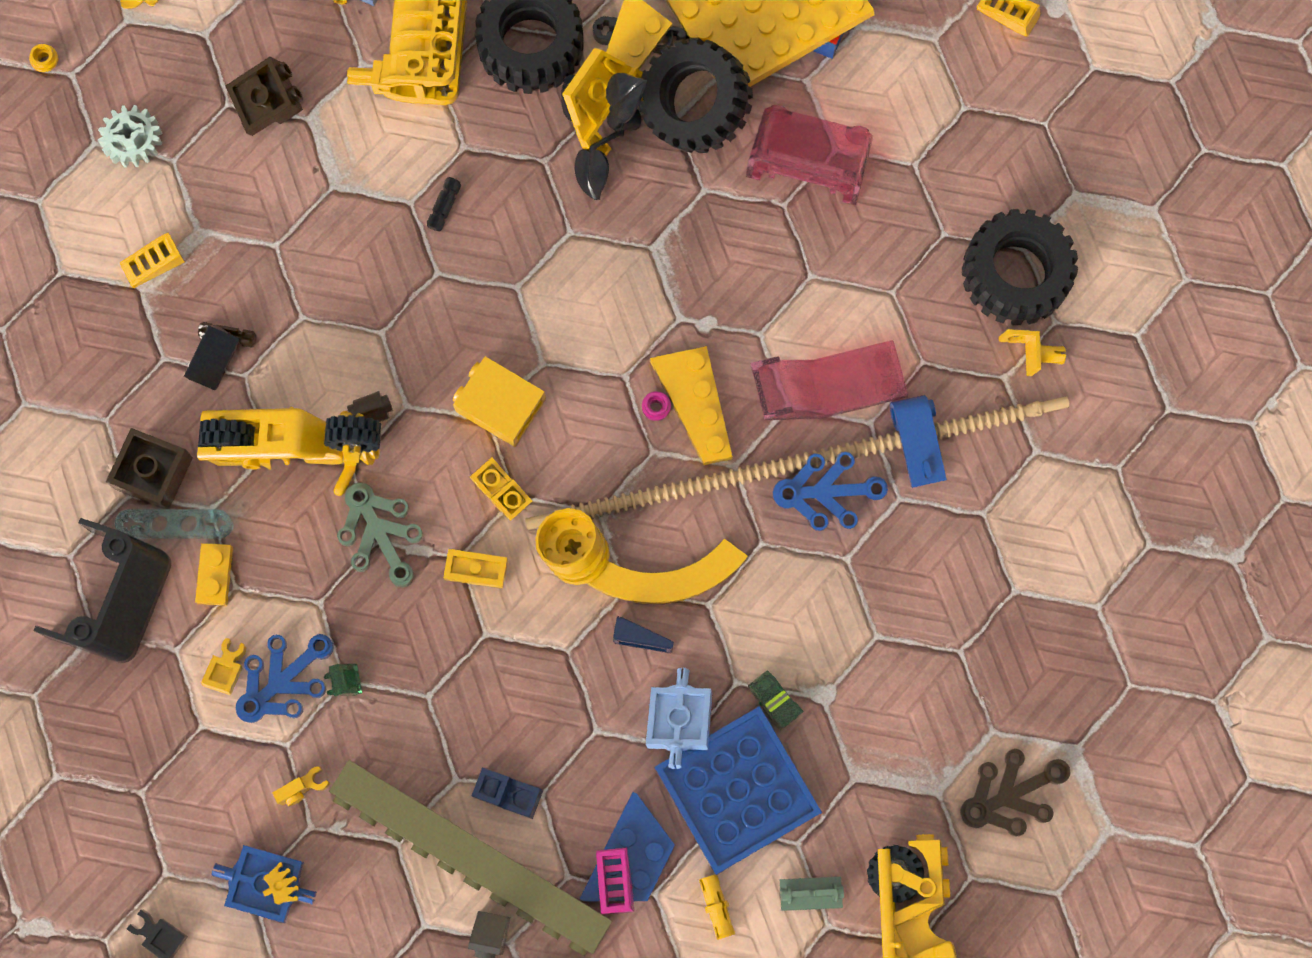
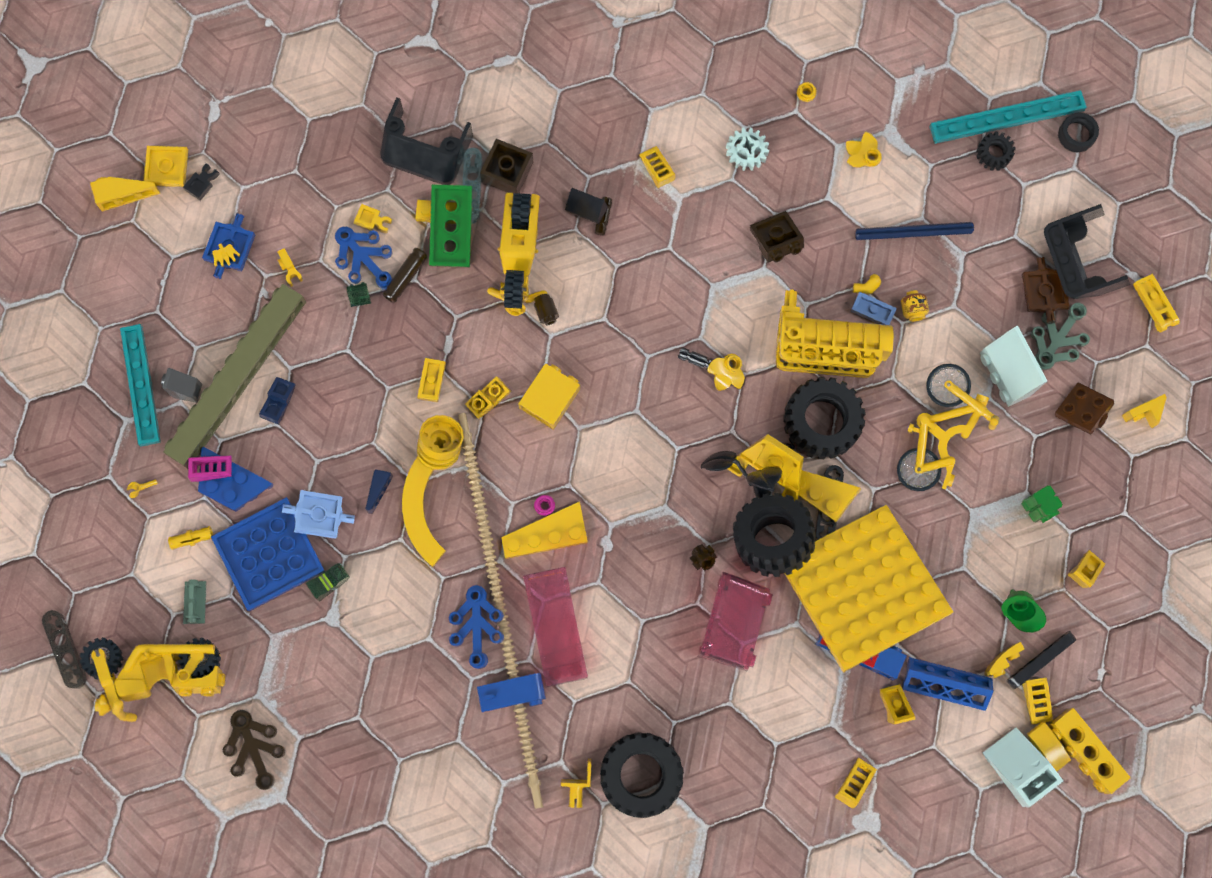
camera: 90 degrees right, 0 degrees up
(227, 530) = (440, 216): none -> green plate
(314, 614) = (404, 275): none -> dark brown axle
(377, 529) = (461, 315): sand green plant -> none
(462, 164) = (725, 374): none -> yellow plate
(724, 193) = (703, 557): none -> dark brown gear

